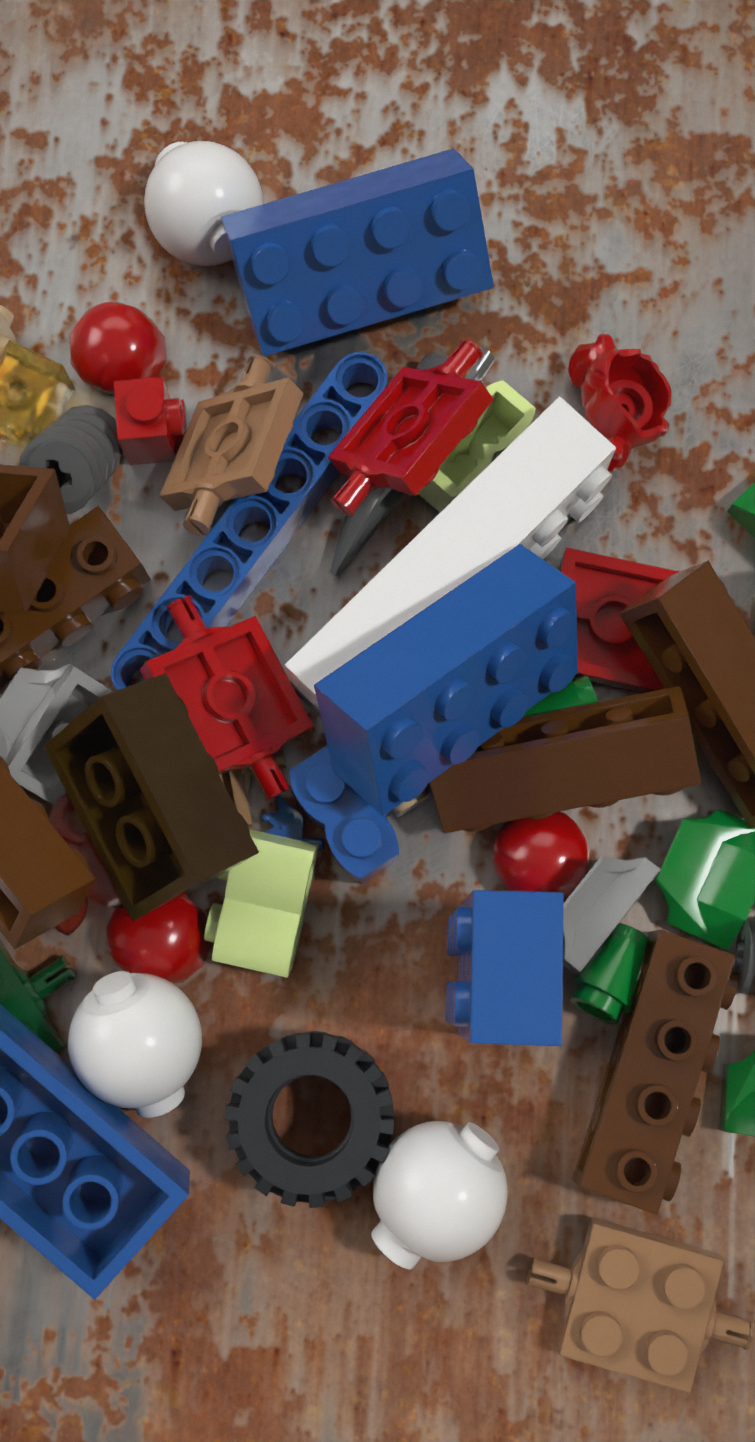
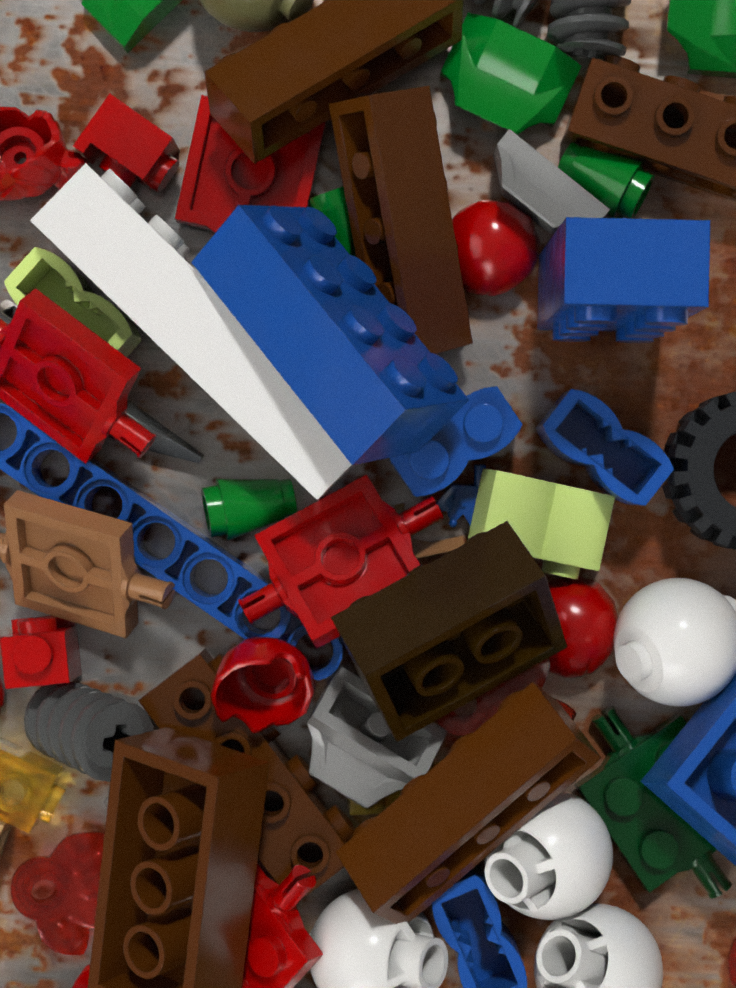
camera: 95 degrees left, 10 degrees up
(107, 616) = (263, 684): none -> red hair
(286, 611) = (246, 505): none -> green cone
(324, 979) = (616, 459): none -> blue brick
(635, 505) = (129, 146): none -> red brick

